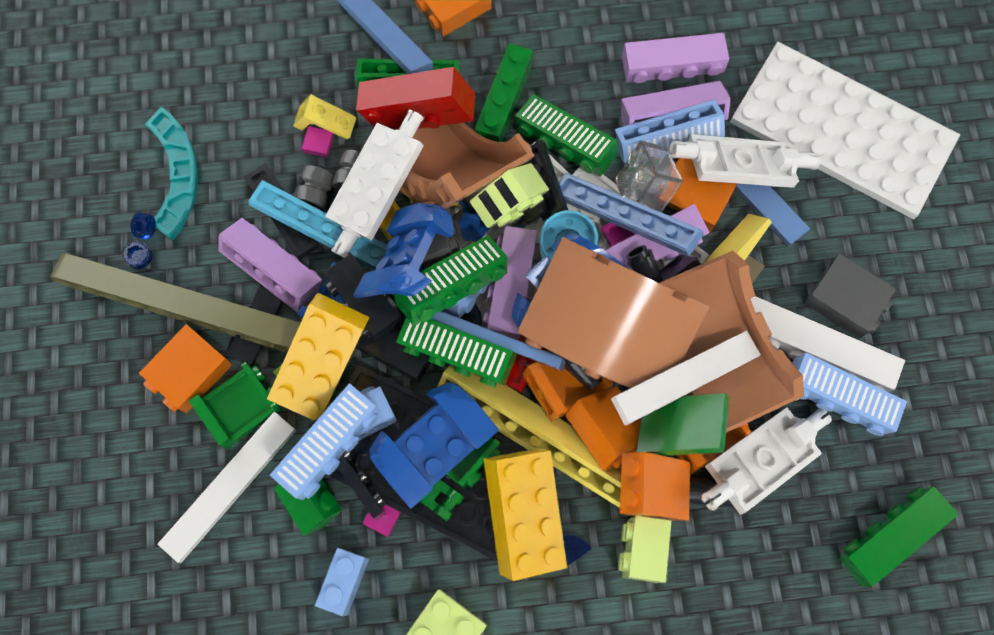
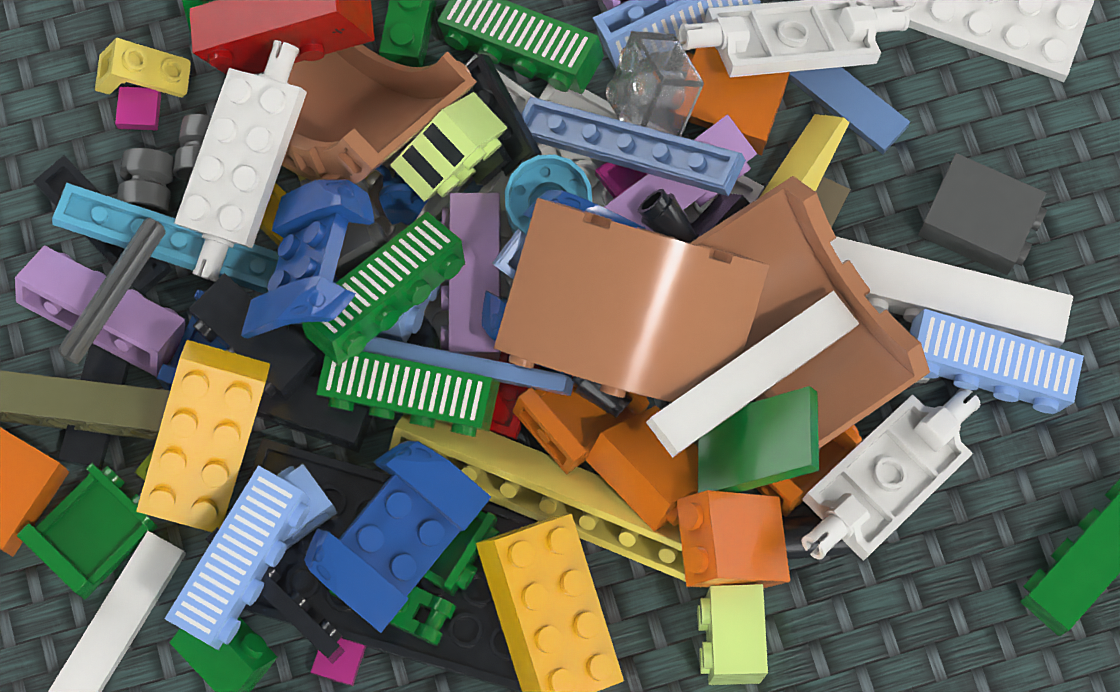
camera: 10 degrees left, 0 degrees up
(277, 253) = (111, 291): none -> dark grey axle
(574, 548) = (632, 653): clear blue tile -> none

